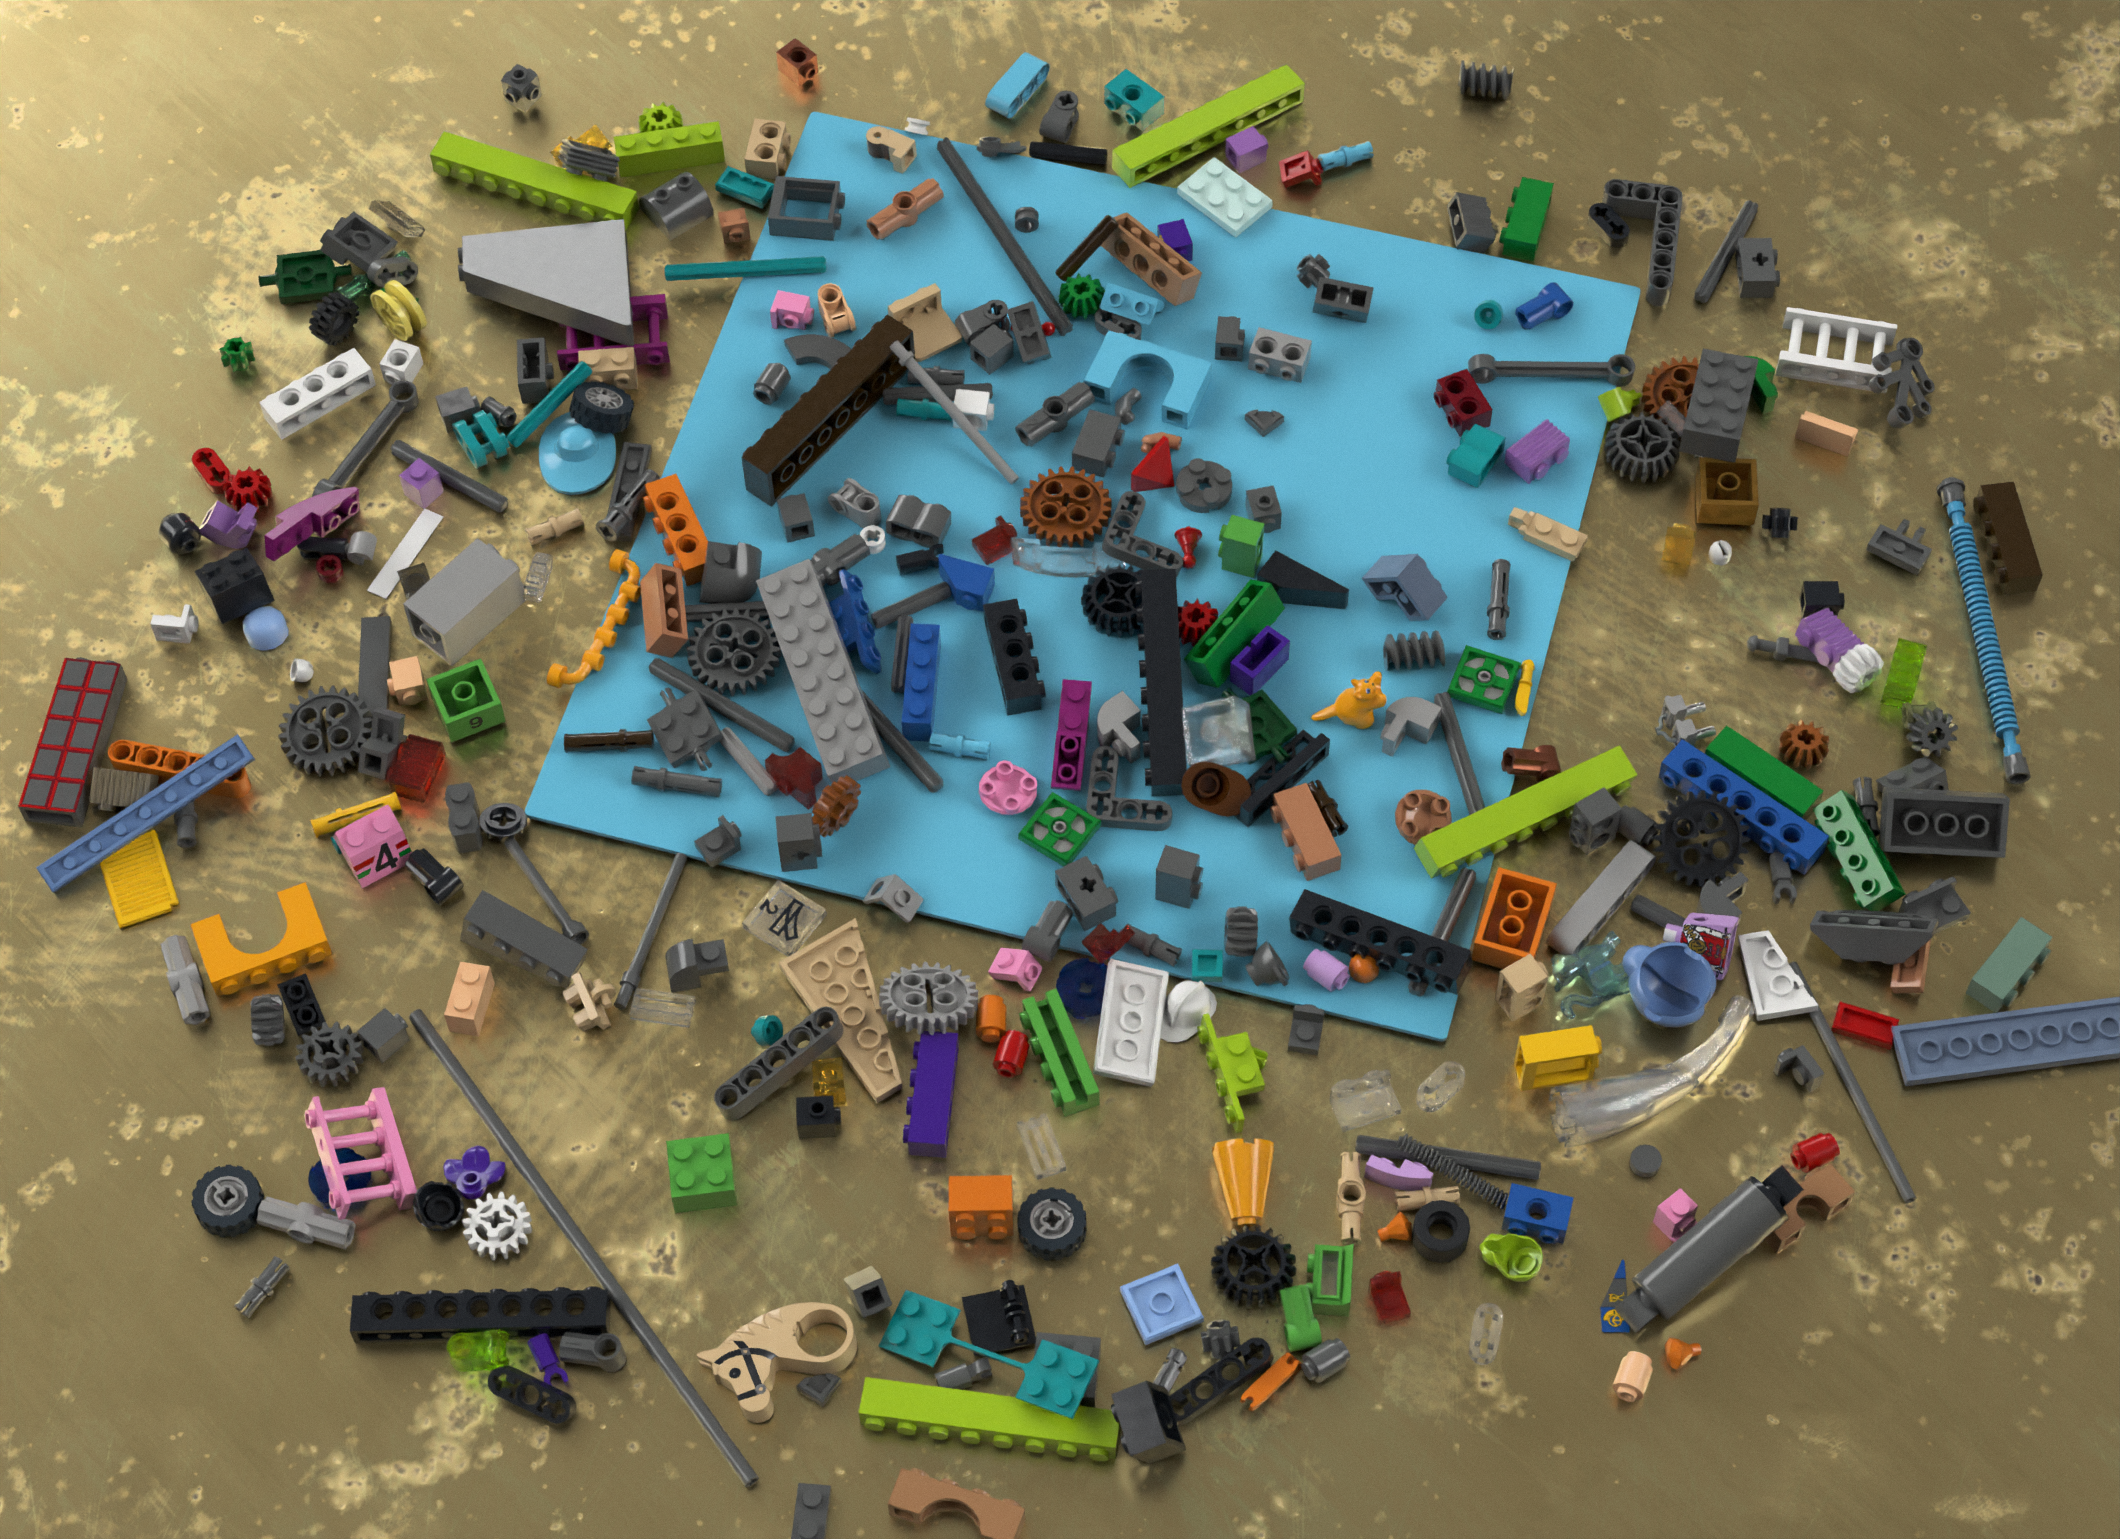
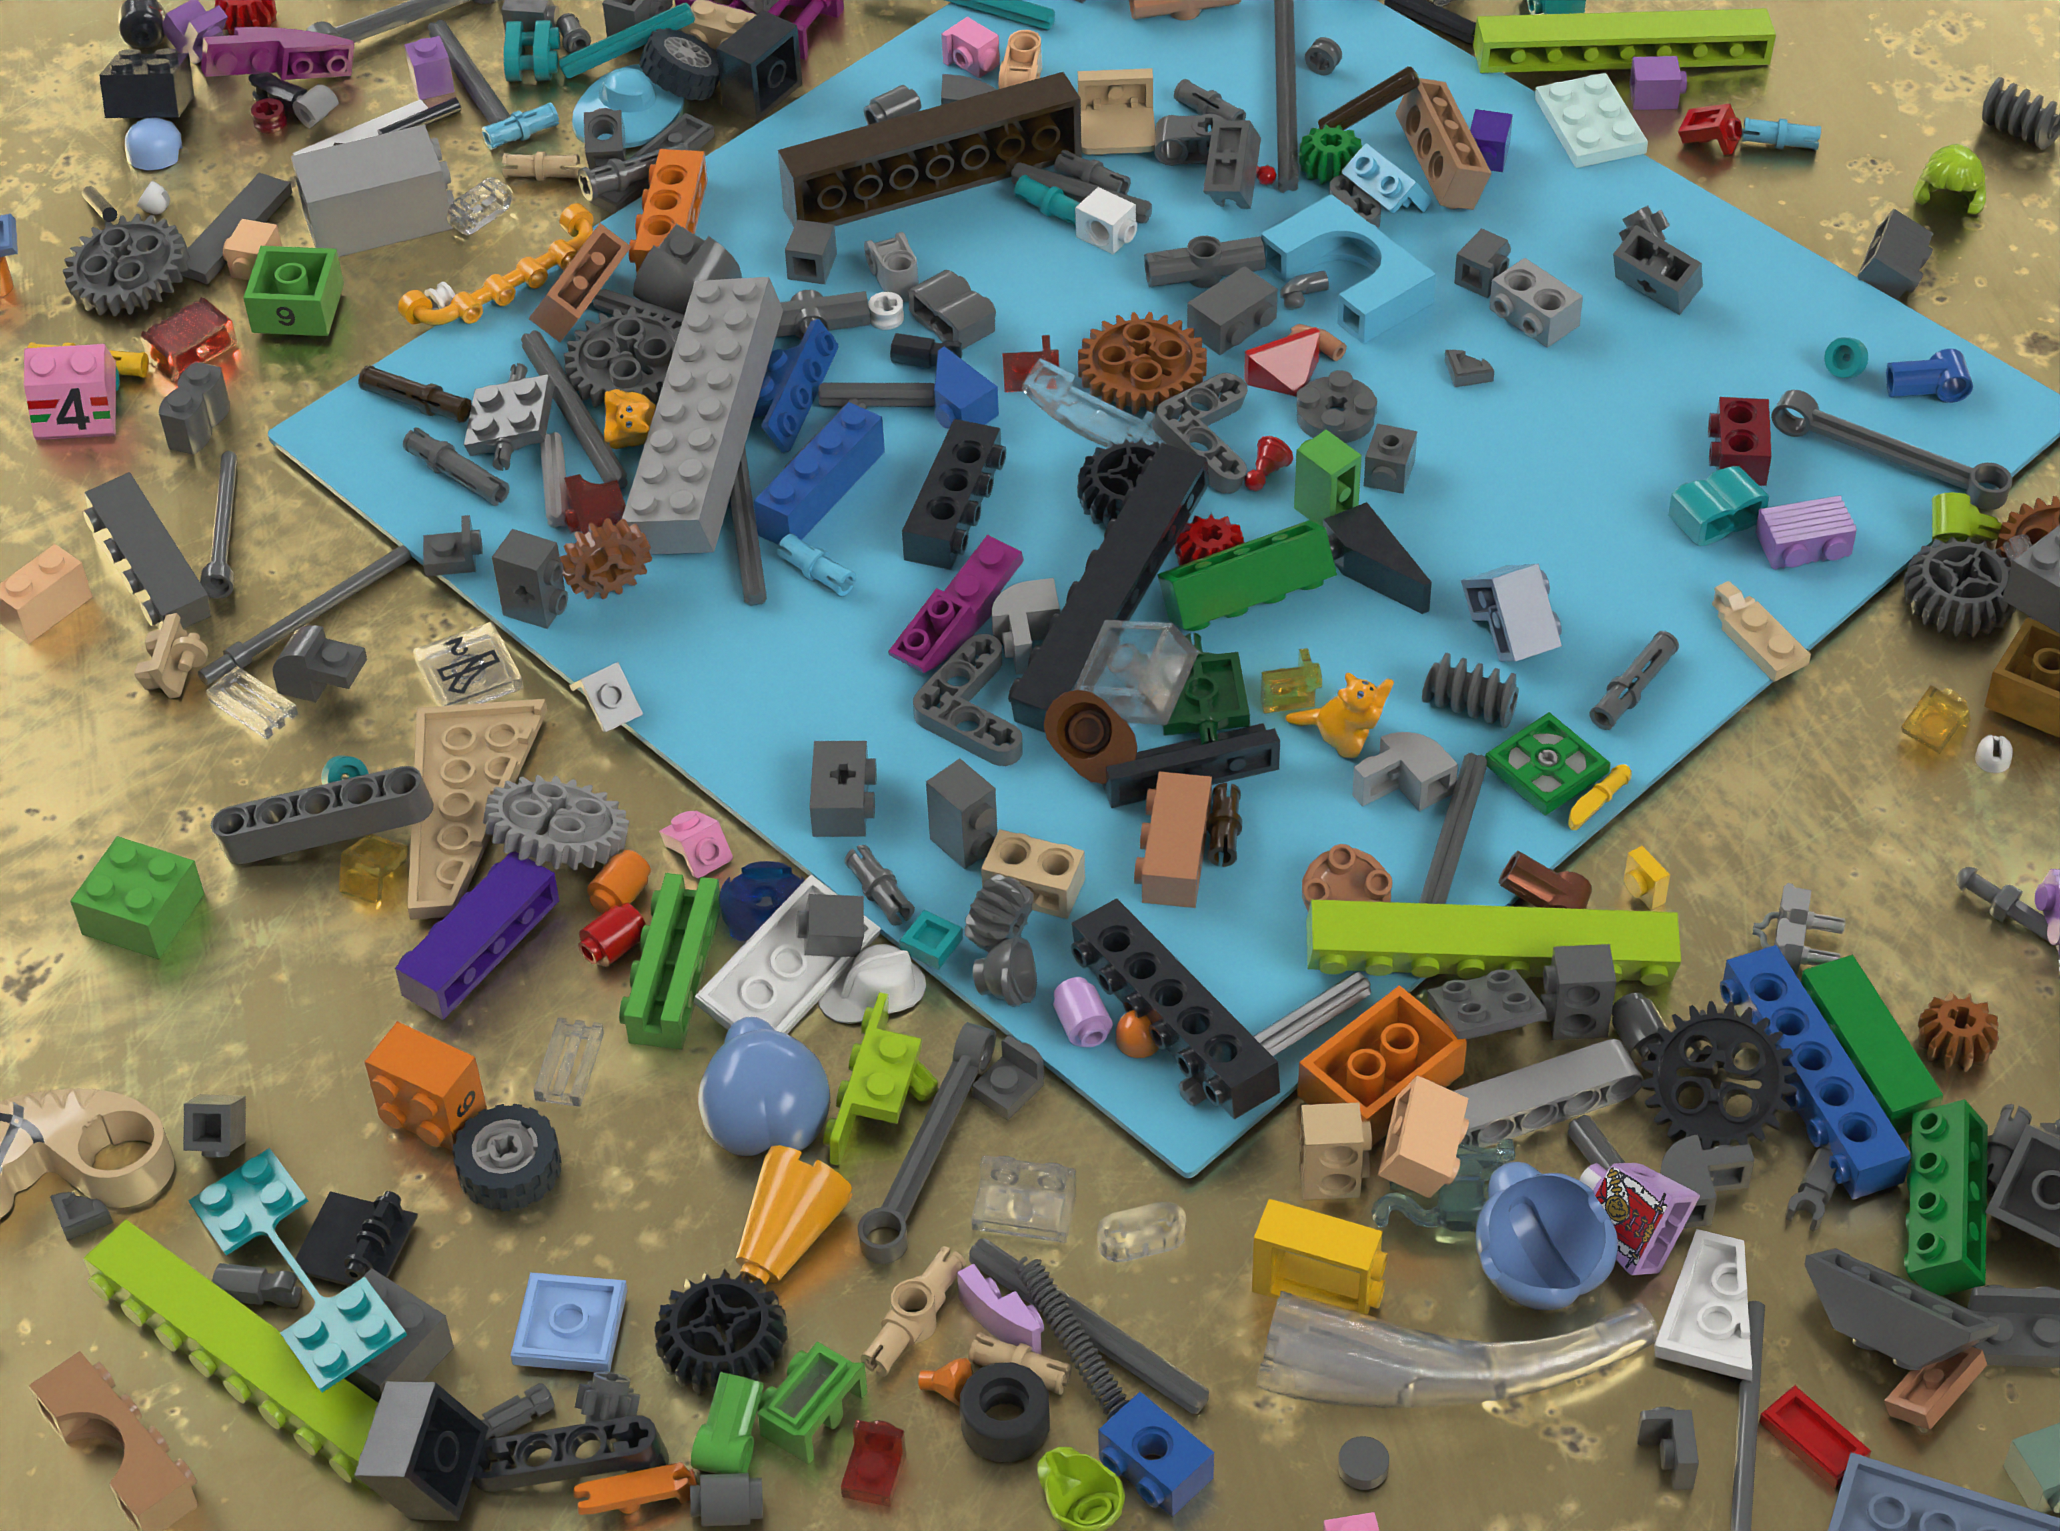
camera: 30 degrees right, 10 degrees down
(175, 628) = (62, 108): white bracket -> none
(271, 693) = (99, 204): none -> piece
(382, 747) = (180, 288): dark grey brick -> none
(437, 881) = (113, 450): black piece -> none
(439, 526) = (425, 117): none -> black piece
(494, 814) = (235, 431): black gear -> none
(517, 501) = (520, 125): none -> medium azure pin
(569, 659) = (441, 296): none -> white bush
(589, 500) = (604, 122): none -> dark grey brick
(657, 386) = (759, 66): none -> black brick
(775, 697) = (627, 418): none -> light orange animal
(817, 1117) = (322, 898): black brick -> none
(907, 359) = (1050, 124): light grey bar -> none
(958, 285) = (1206, 101): none -> dark grey pin
(992, 349) = (1177, 166): dark grey brick -> none
(1007, 789) = (837, 634): bright pink dish -> none
(1045, 937) = (750, 818): dark grey piece -> none
(1059, 829) = (865, 704): green piece -> none
(1105, 944) = (822, 853): clear red bracket -> none
(1149, 986) = (832, 925): none -> dark grey brick
(1175, 1109) = (763, 1091): none -> medium blue piece
(1236, 886) = (1046, 868): none -> tan brick
(1267, 652) = (1275, 618): dark purple piece -> none
(1277, 1033) = (970, 1057): none -> dark grey piece
(1307, 696) = (1291, 687): none -> clear yellow bracket
(1471, 146) = (1953, 169): none -> lime hair
(1526, 218) = (1977, 279): green brick -> none
(1553, 856) = (1486, 1004): none -> dark grey bracket
(1573, 955) = (1424, 1137): none -> light nougat brick
(1581, 727) = (1646, 878): none -> yellow plate

